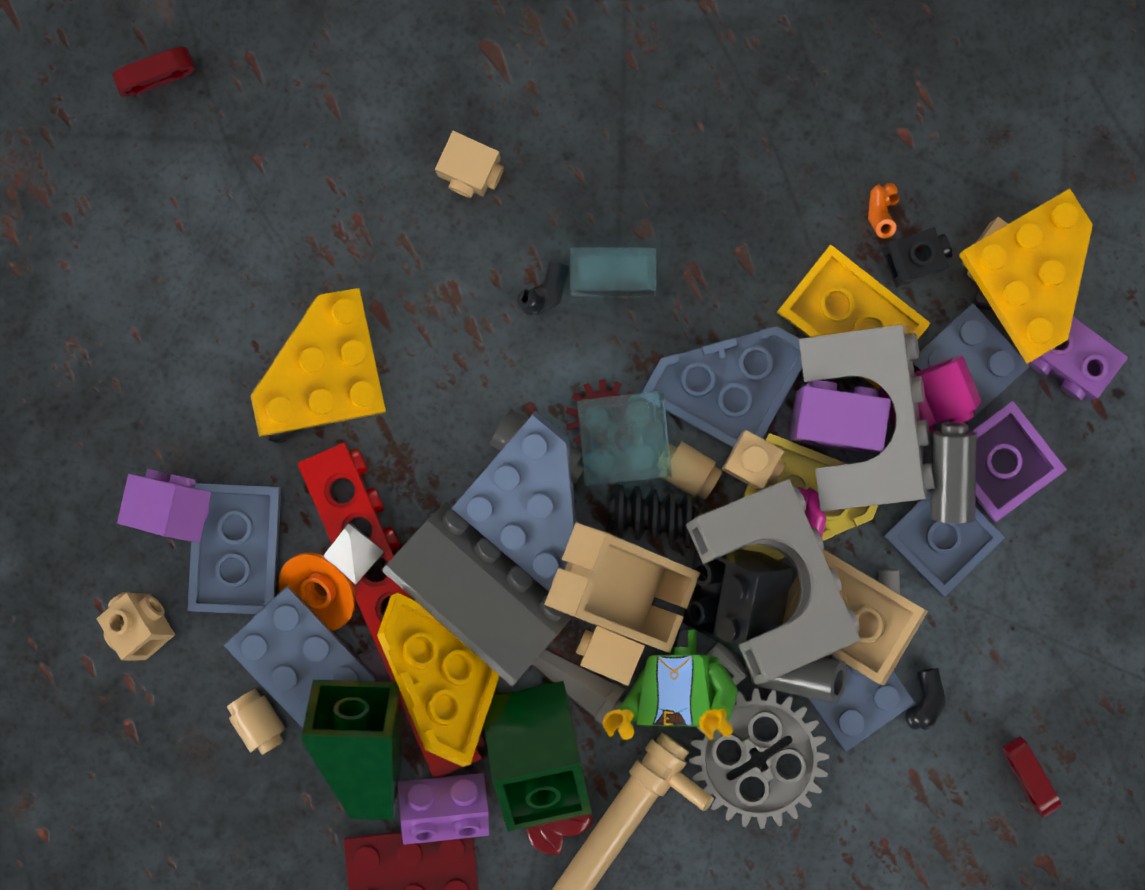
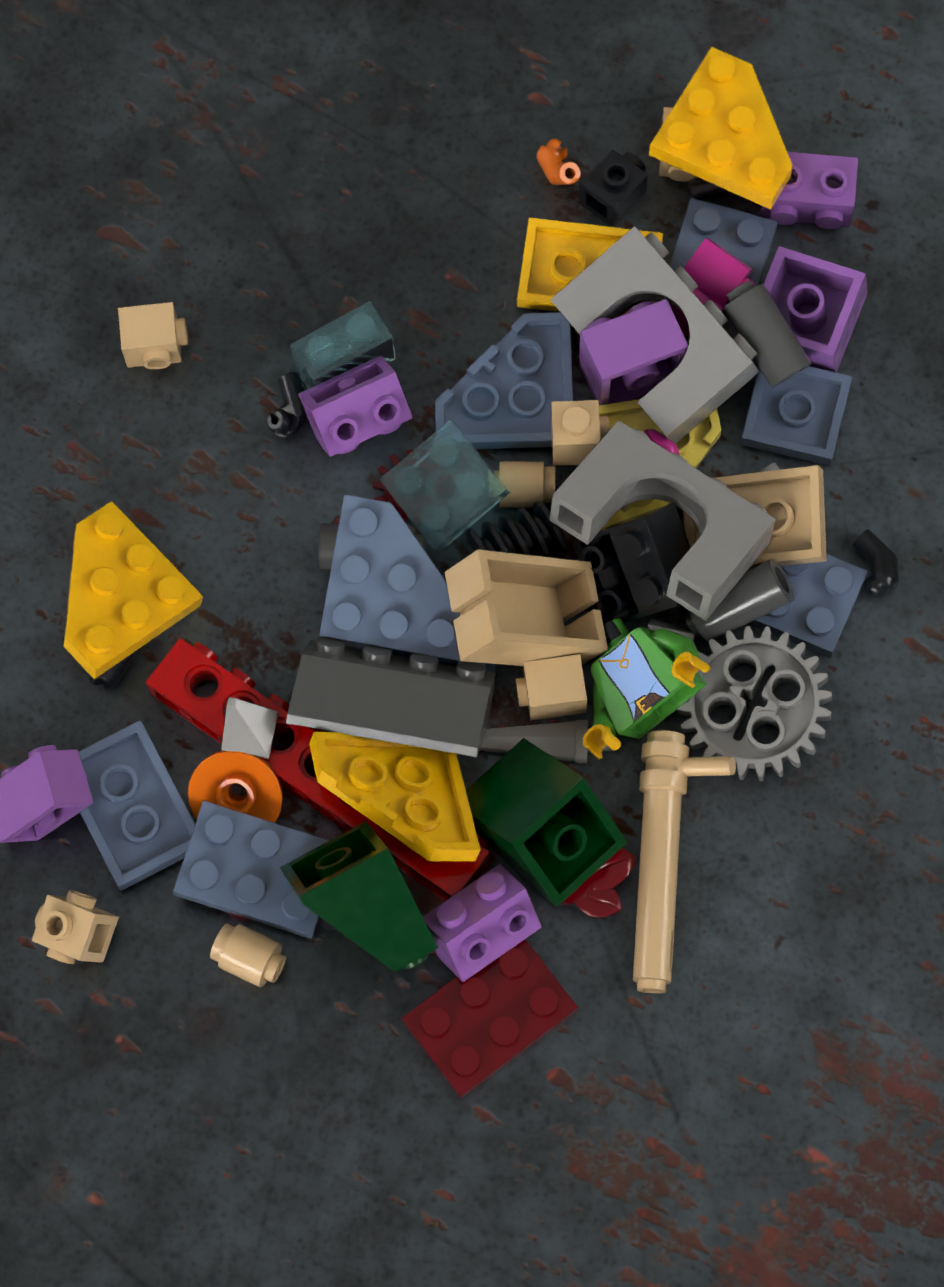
camera: 30 degrees left, 15 degrees down
(594, 327) = (355, 406): none -> medium lavender brick

